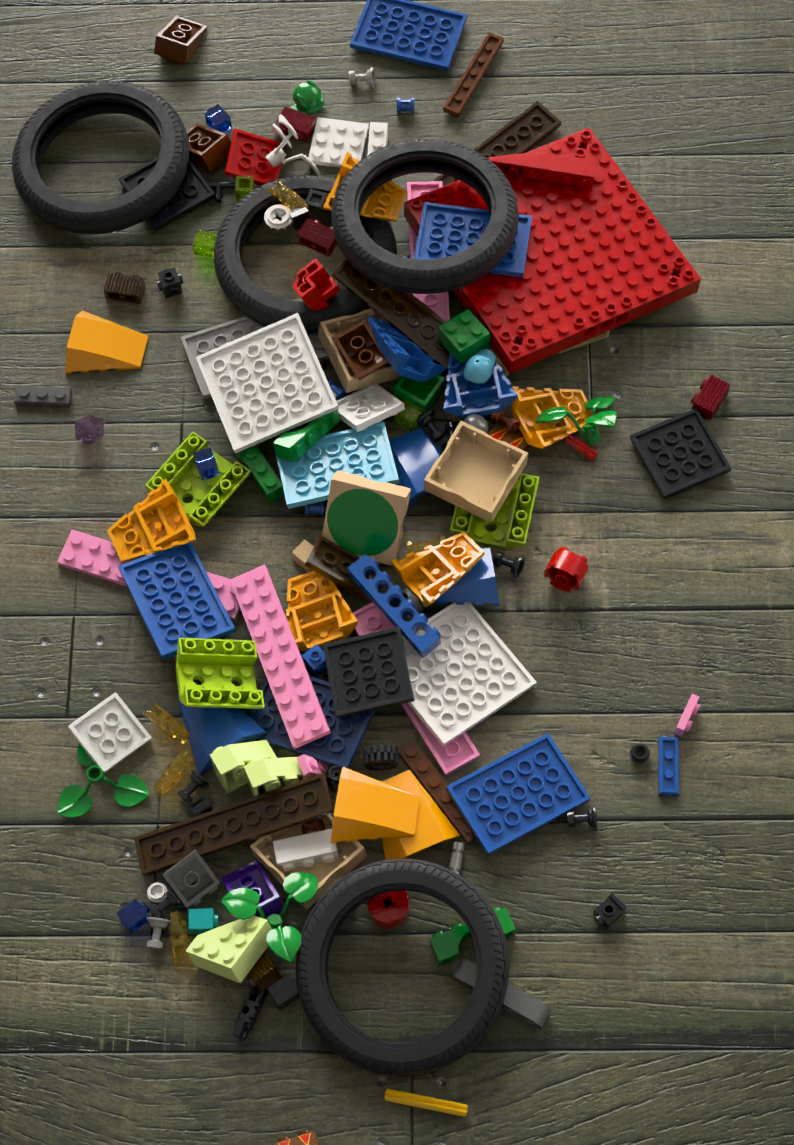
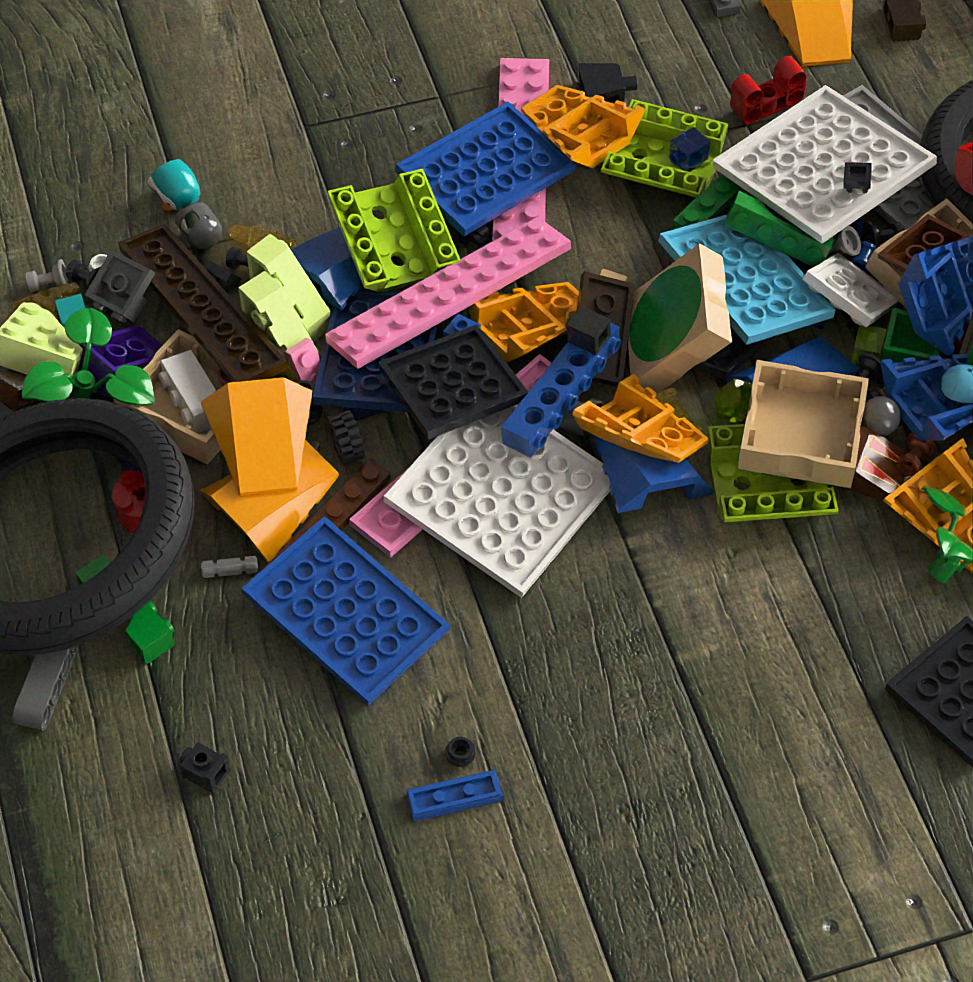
camera: 70 degrees right, 10 degrees down
(75, 801) = (228, 206): green plant -> none
(89, 429) = (687, 33): clear purple brick -> none
(103, 820) = (175, 185): none -> teal piece
(109, 732) = (291, 162): white plate -> none
(113, 500) = (605, 81): none -> black torso
(134, 915) = (62, 246): clear blue brick -> none
(148, 806) = (205, 232): none -> dark grey helmet
(167, 723) = (322, 218): clear yellow hinge -> none
(168, 390) = (756, 101): none -> red beam
(170, 282) = (933, 53): black brick -> none
(303, 364) = (857, 176): none -> black tile
(368, 572) = (588, 330): none -> pearl dark grey brick
(430, 508) = (733, 401): none -> clear neon green brick
(516, 565) = (692, 527): black piece -> none
(566, 570) = (707, 582): red brick -> none
(581, 447) = (920, 563): red axle -> none
(590, 817) = (339, 710): black piece -> none
(685, 723) = (541, 797): bright pink plate -> none

